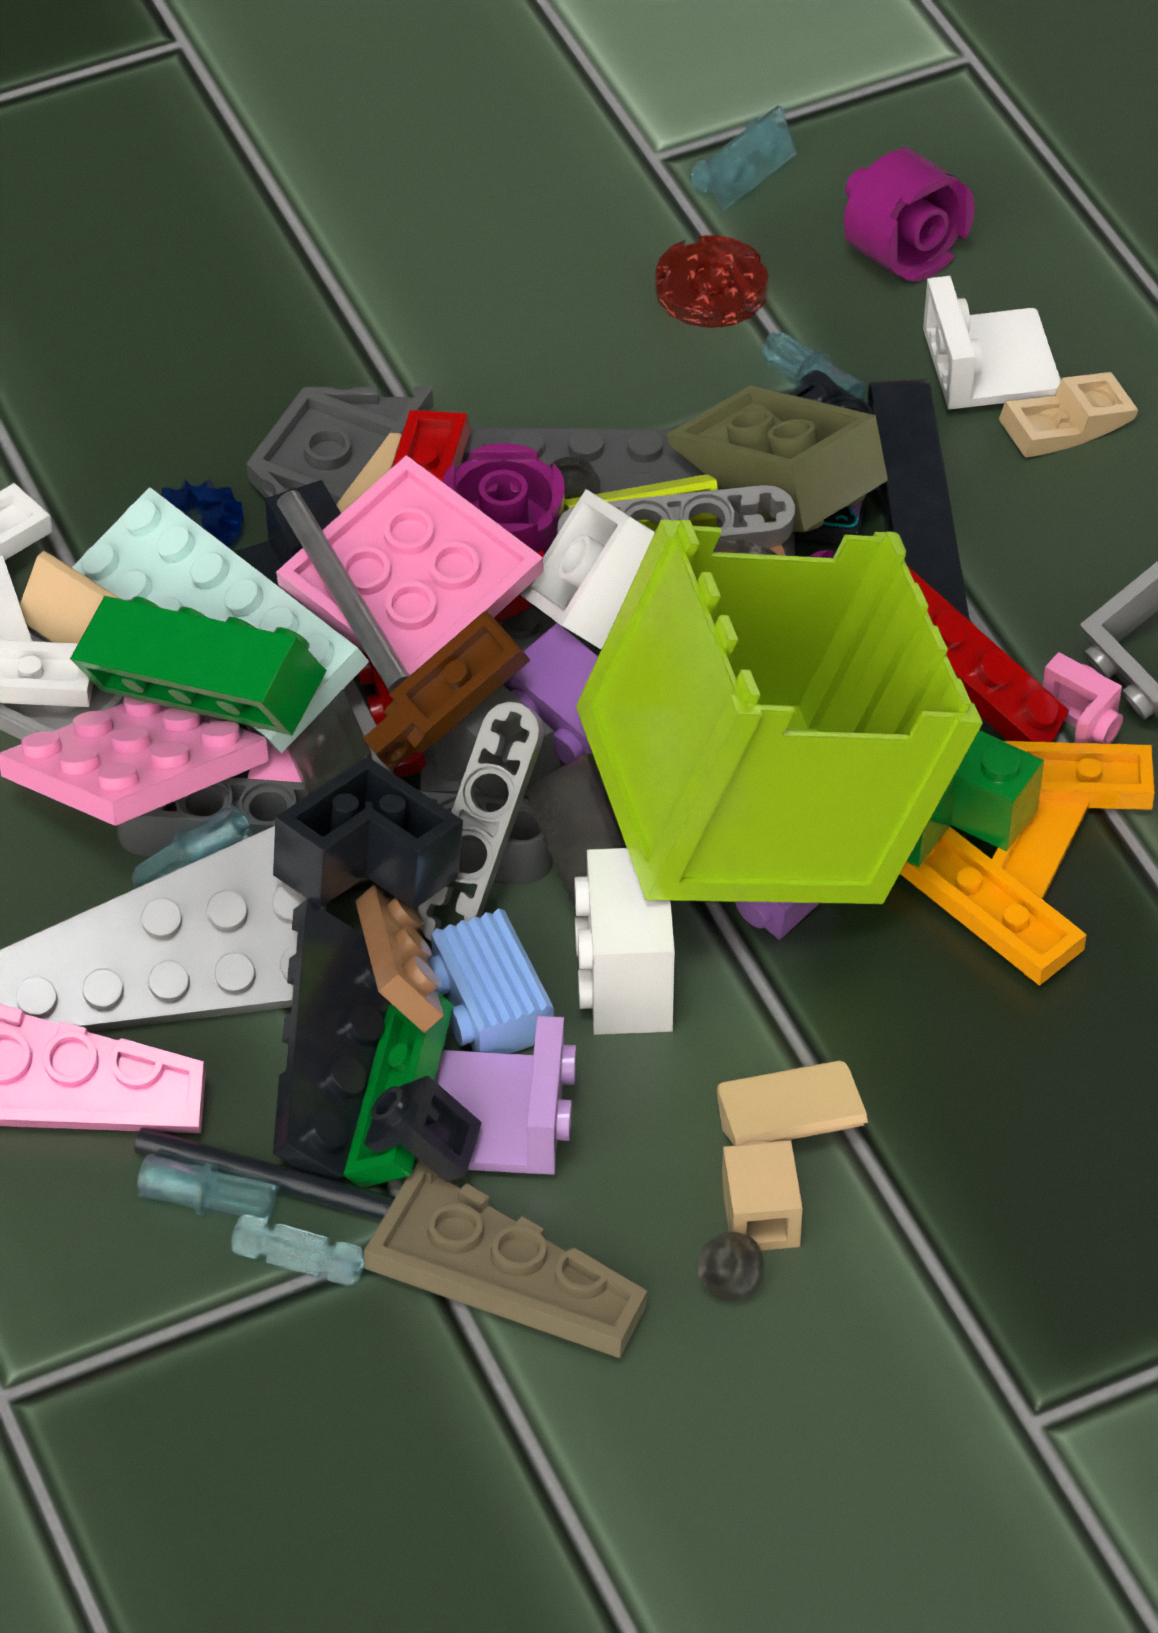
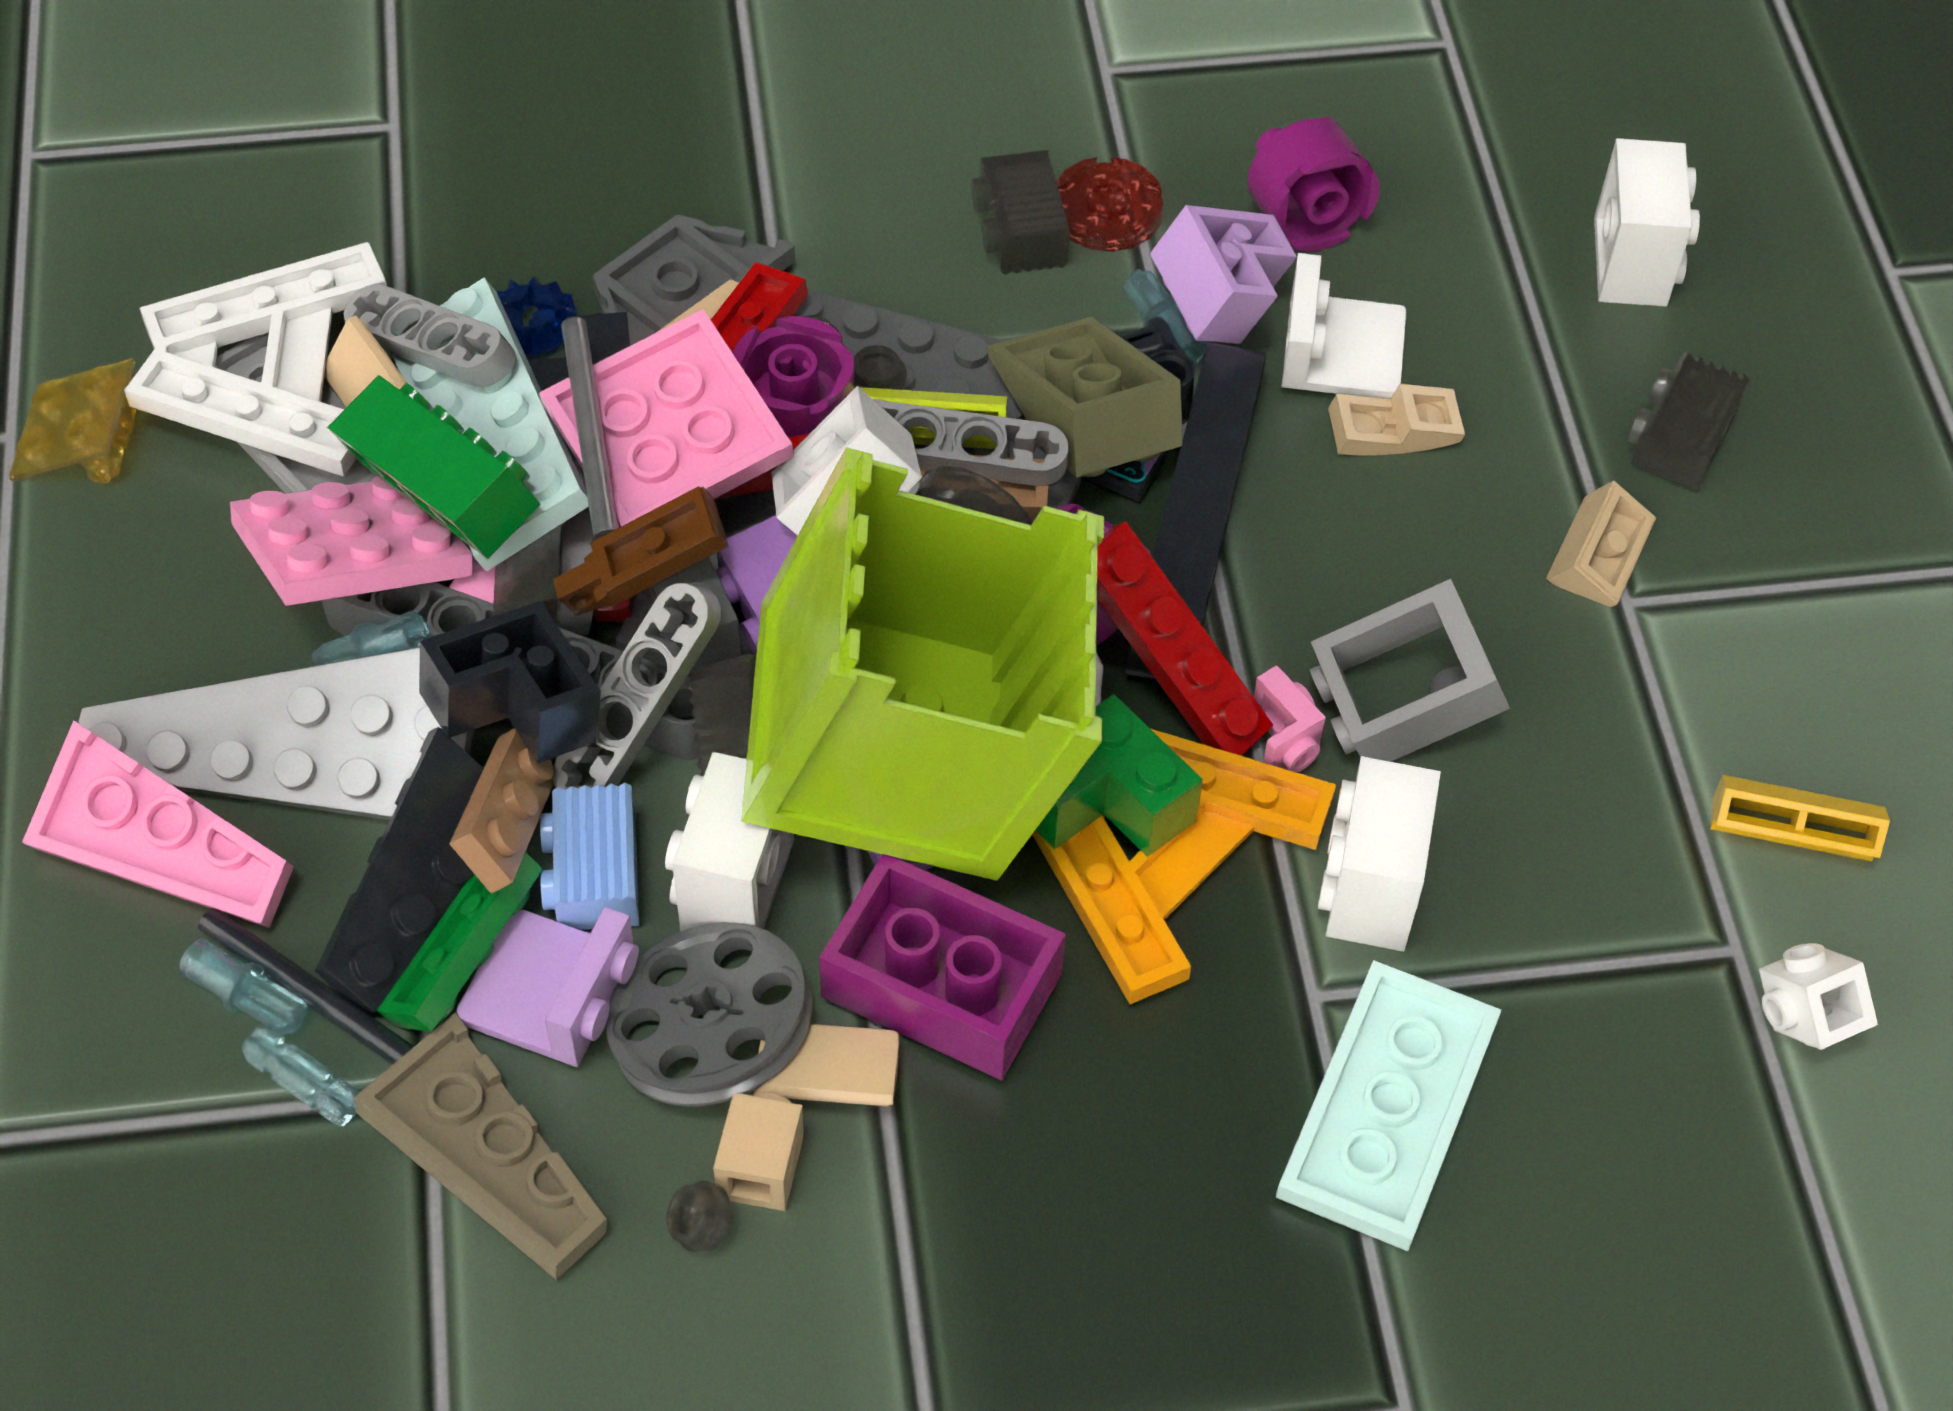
camera: 15 degrees right, 5 degrees up
(127, 541) = (433, 327): none -> light grey beam
(426, 1124) = (459, 989): black bracket -> none
(637, 305) = (1022, 211): none -> clear smoke brick
(688, 1090) = (719, 1032): none -> dark grey wedge
(745, 159) = (1187, 92): clear light blue hinge -> none
(859, 312) = (1222, 269): none -> lavender brick
(862, 991) = (942, 965): none -> magenta brick

